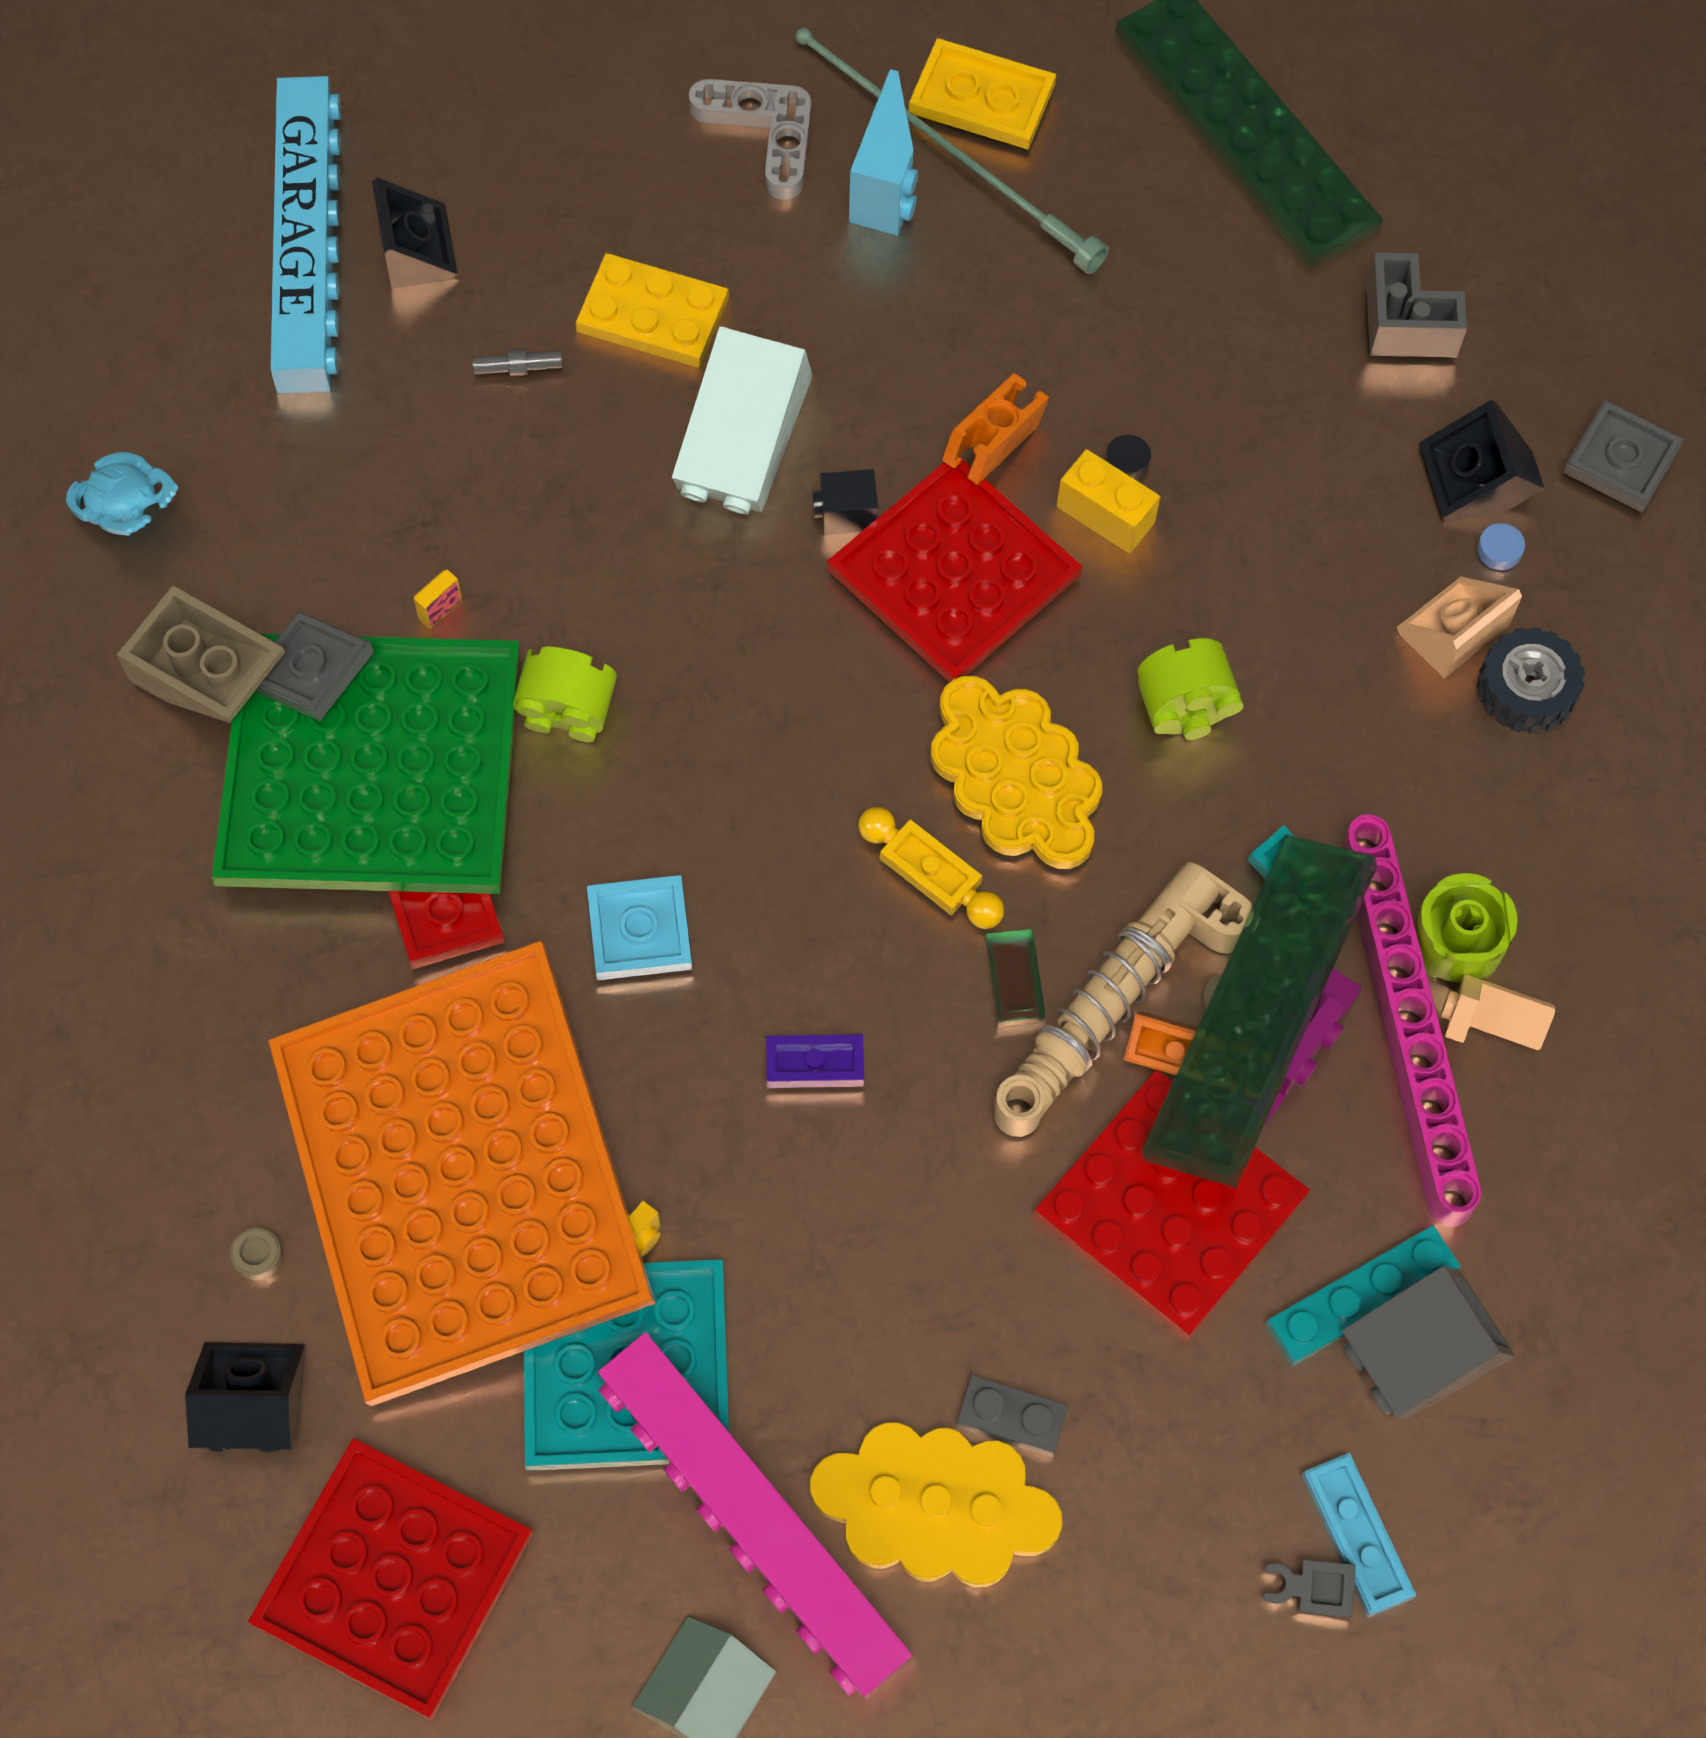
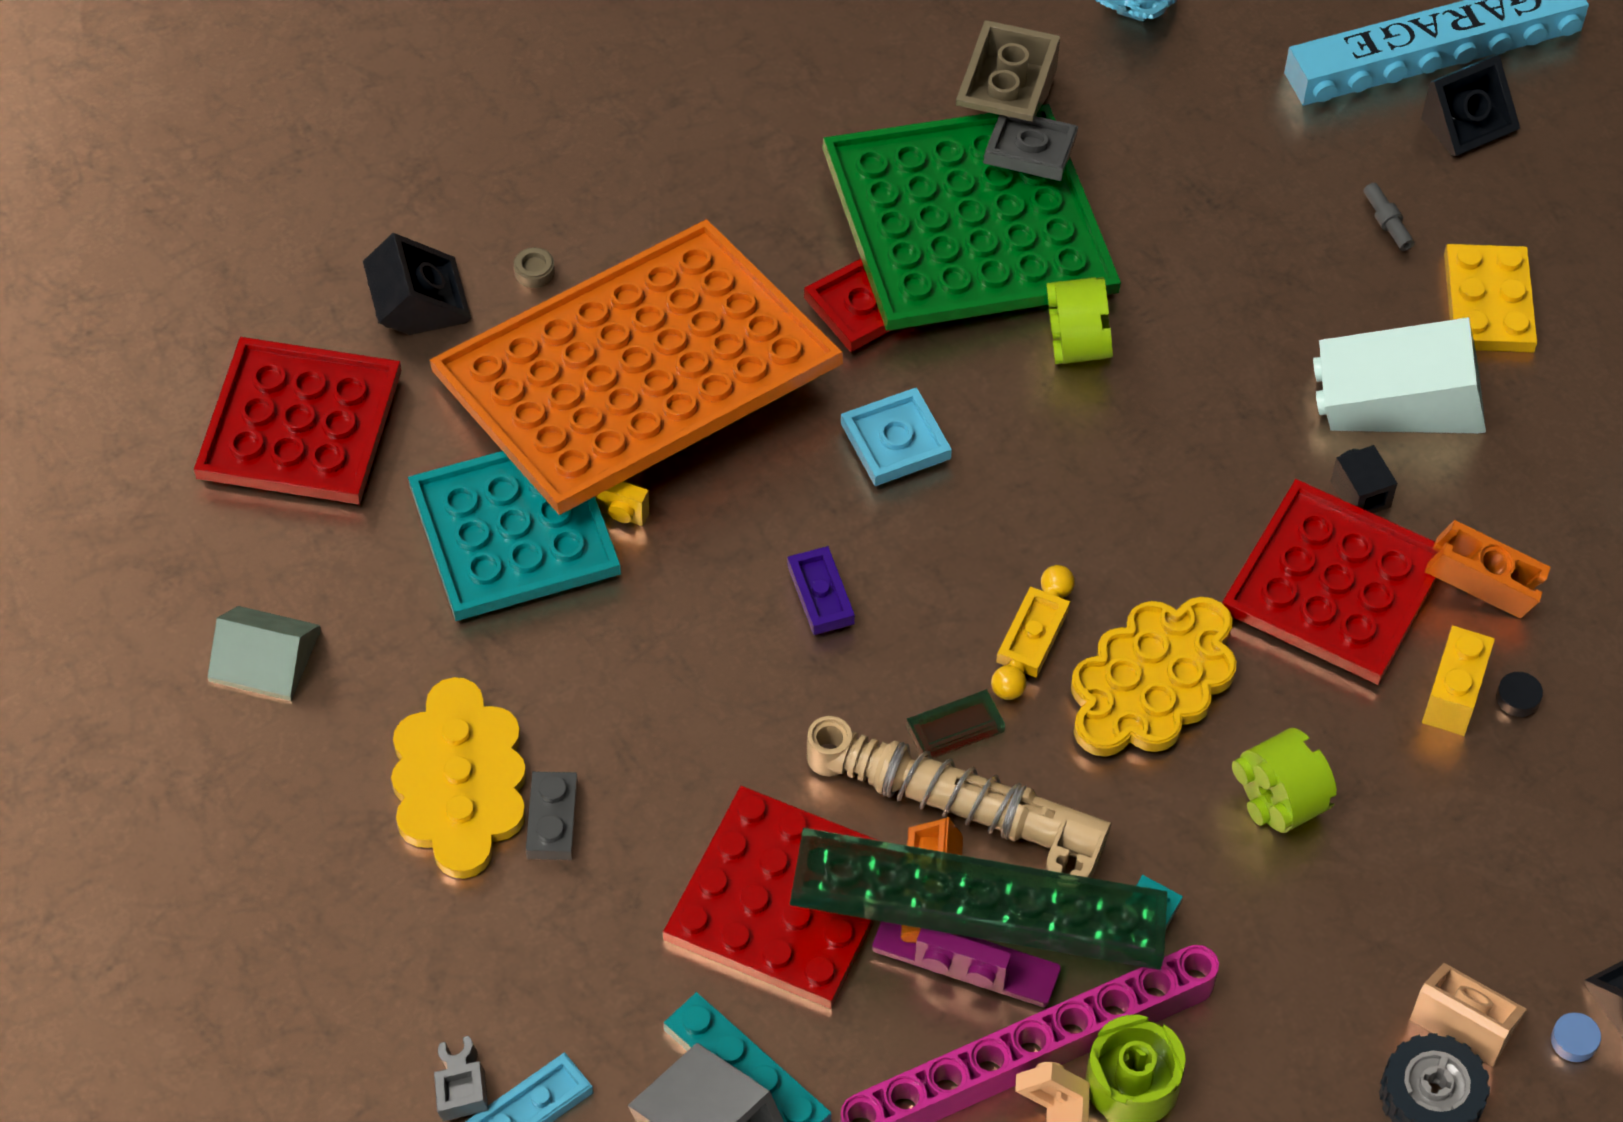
camera: 75 degrees right, 10 degrees down
(437, 598) = (1136, 220): yellow tile -> none
(754, 1516) = (403, 635): dark pink brick -> none

